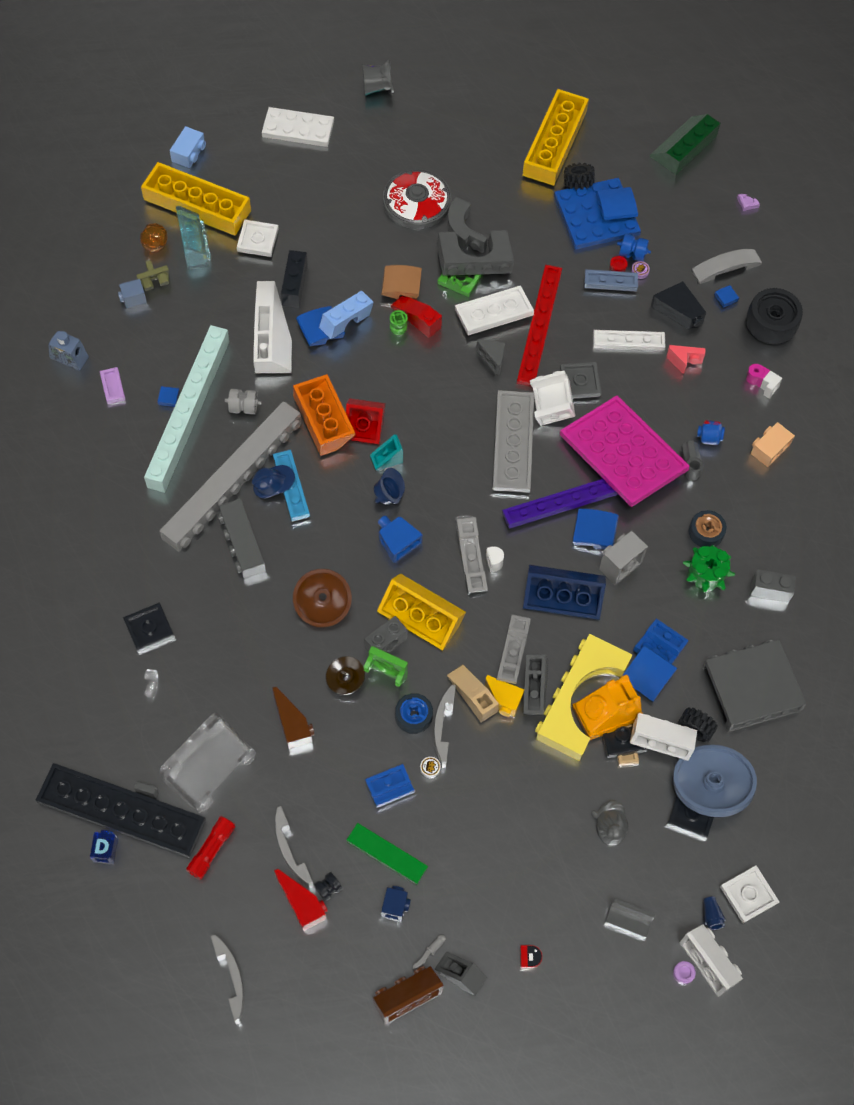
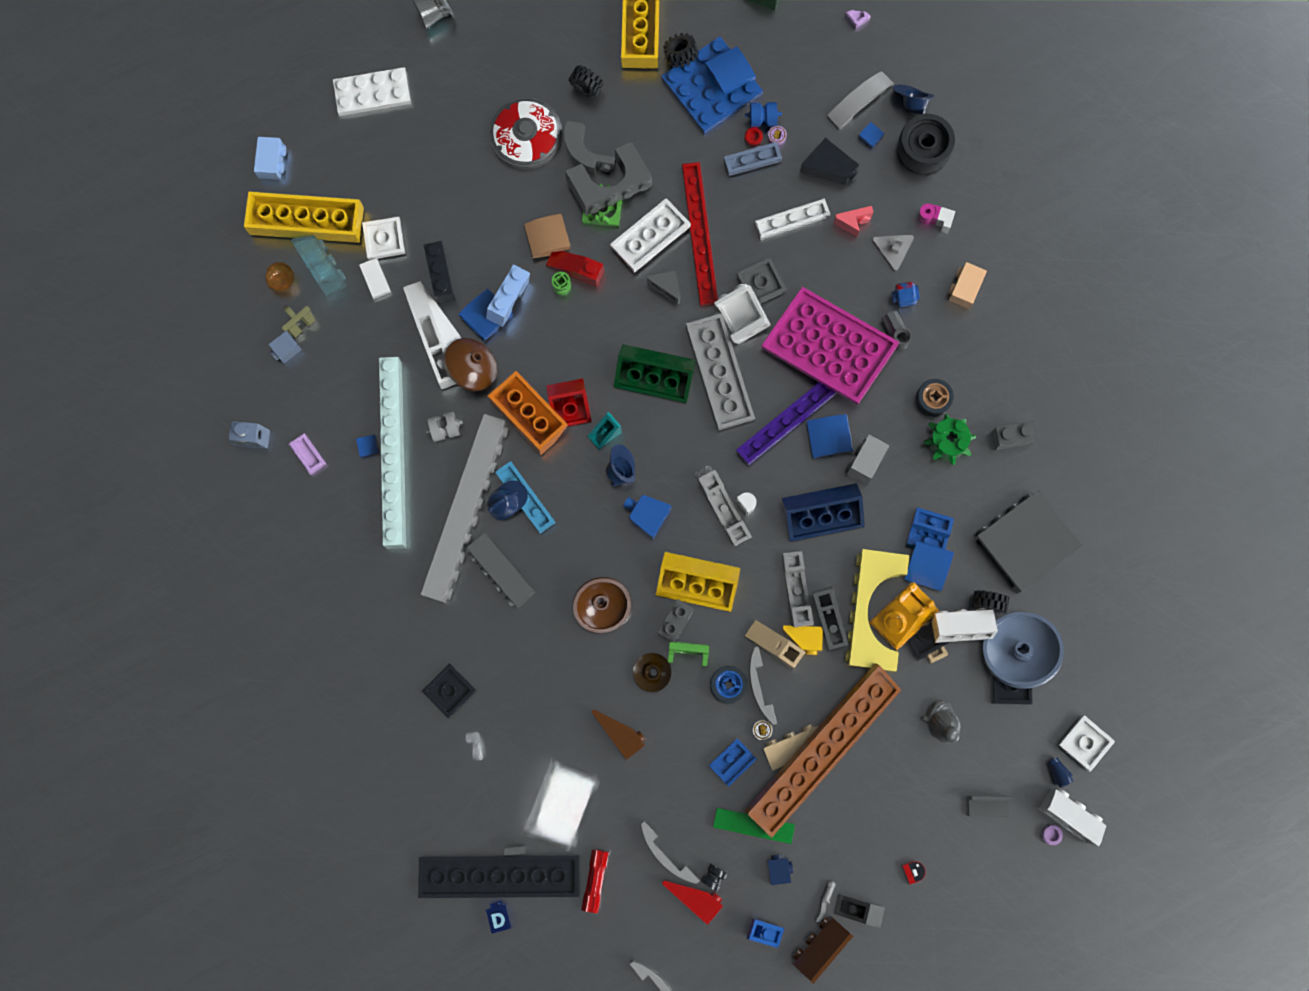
camera: 15 degrees left, 15 degrees up
(235, 267) = (375, 278): none -> white tile
(289, 358) = (465, 369): none -> reddish brown dish
(356, 957) = (765, 933): none -> blue slope
(446, 792) = (781, 752): none -> tan slope
(452, 422) = (654, 373): none -> dark green slope
(481, 803) = (822, 750): none -> dark orange plate
(486, 173) = (586, 81): none -> black tyre
(714, 394) = (893, 248): none -> light grey piece
(775, 279) = (913, 98): none -> dark blue piece

